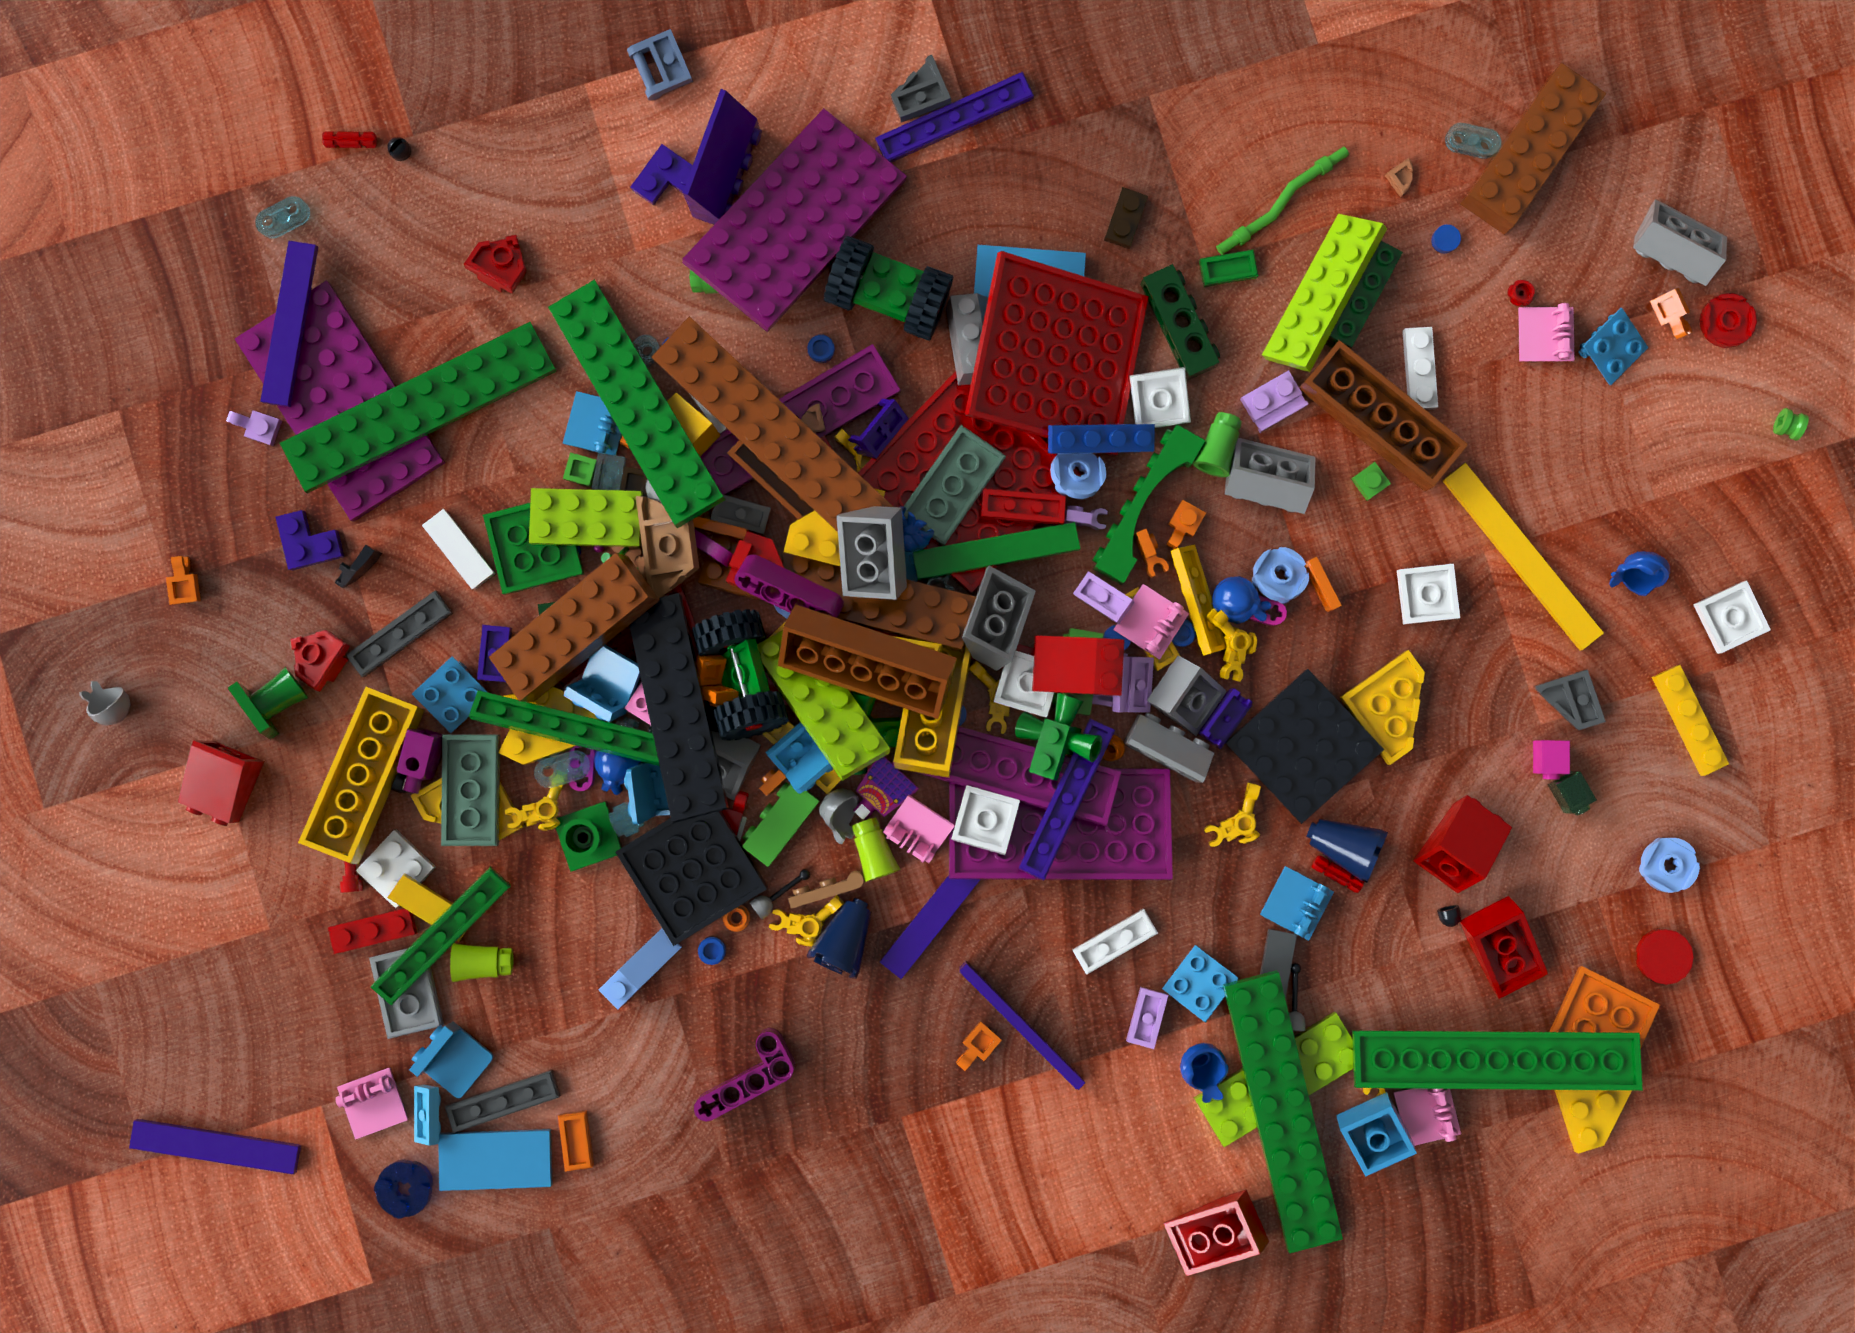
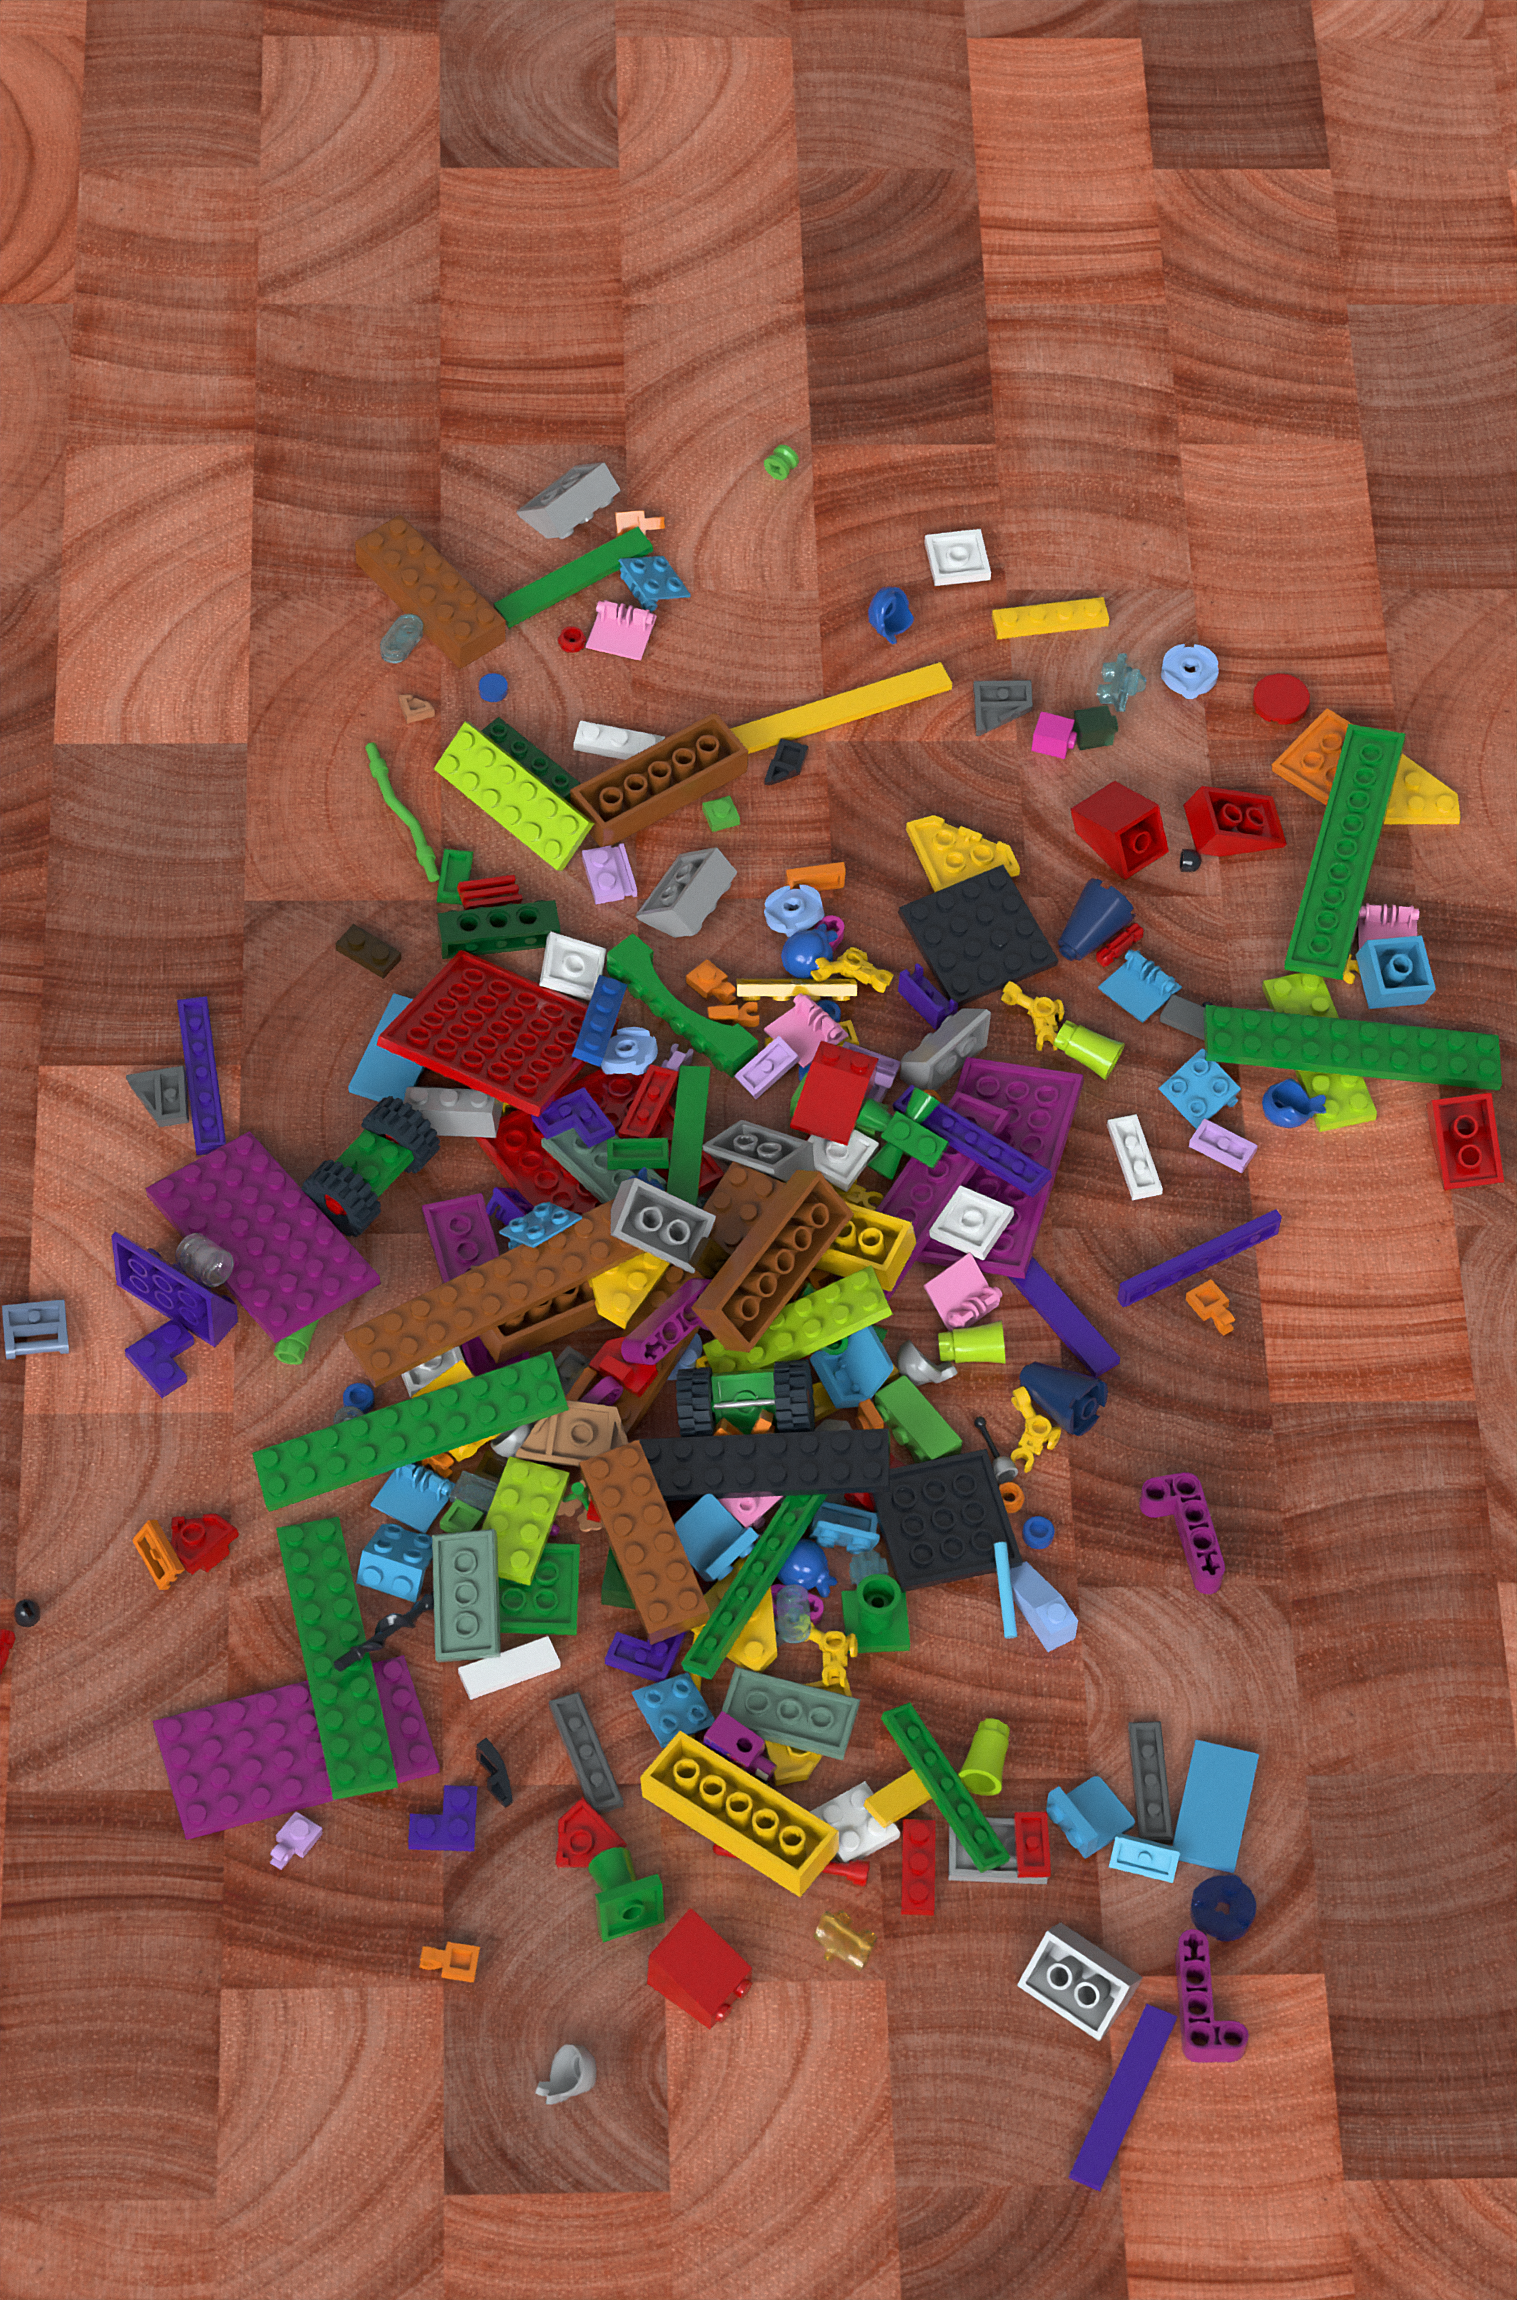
camera: 75 degrees left, 30 degrees down
(281, 901) = (842, 1941): none -> clear yellow hips
(282, 219) = (60, 1750): clear light blue plate -> none
(289, 324) = (193, 1762): dark purple tile -> none
(302, 1089) = (1079, 1981): none -> light grey slope
(314, 1189) = (1201, 1997): none -> magenta beam
(372, 1103) = (1117, 1914): bright pink hinge -> none
(405, 1020) = (1032, 1844): none -> red plate
(454, 441) = (385, 1628): none -> black piece
(475, 234) = (161, 1551): none -> orange tile
(501, 495) = (466, 1595): none -> sand green tile
(529, 429) = (395, 1562): none -> dark azure bracket
(575, 1140) = (1214, 1720): orange tile -> none
(641, 938) = (1005, 1590): none -> medium azure bar
(741, 177) = (204, 1260): none -> clear wheel
(821, 349) = (407, 1261): blue tile -> none
(827, 889) = (1002, 1399): medium nougat plate -> none
(850, 450) = (539, 1225): none -> dark azure hinge
(854, 607) = (708, 1258): none -> dark brown plate
(883, 789) = (912, 1319): torso -> none
(964, 511) = (637, 1153): none -> green tile
(991, 448) = (577, 1112): none -> dark purple plate
(1187, 695) = (891, 1023): light grey slope -> none
(1209, 876) = (1089, 1048): none -> lime plant
(1219, 446) = (651, 929): bright green plant -> none
(1225, 297) = (488, 889): none -> red tile
(1428, 594) = (854, 793): white plate -> none
(1446, 524) = (786, 762): none -> black slope
(1592, 272) = (572, 577): none -> green tile
(1634, 808) = (1124, 683): none -> clear light blue hips
(1728, 320) = (659, 486): red tile -> none

